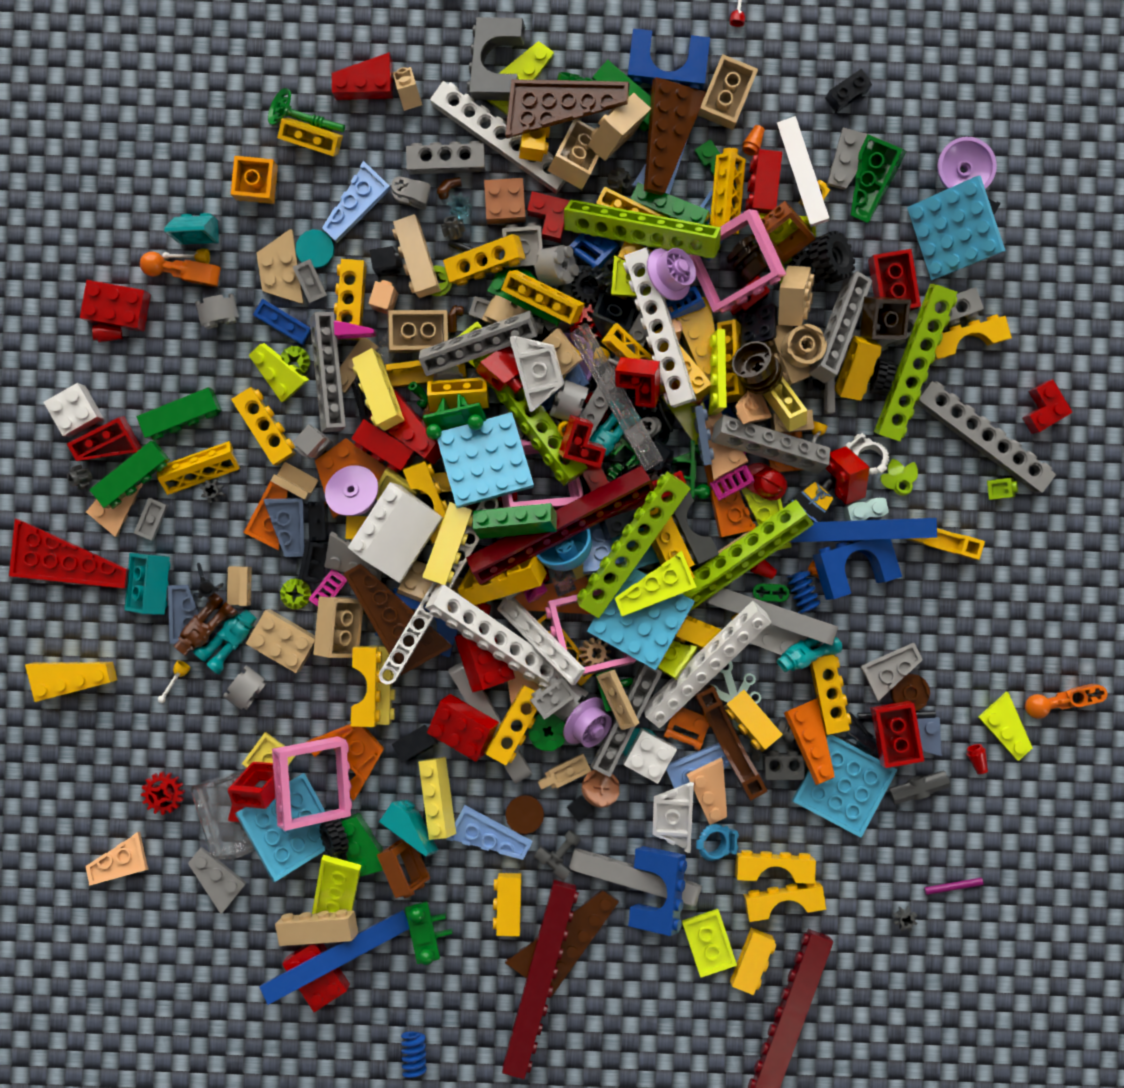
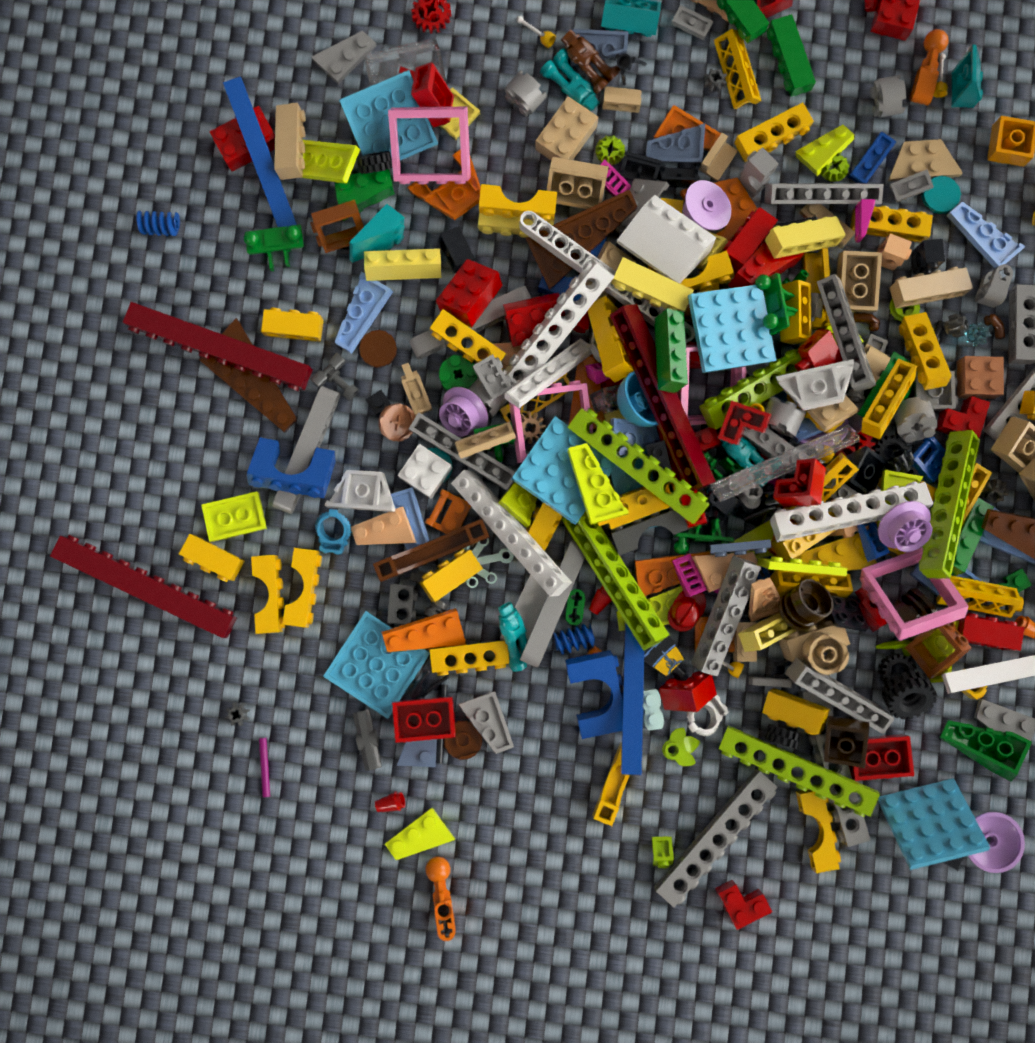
camera: 100 degrees right, 5 degrees down
(795, 296) = (874, 651): tan brick -> none

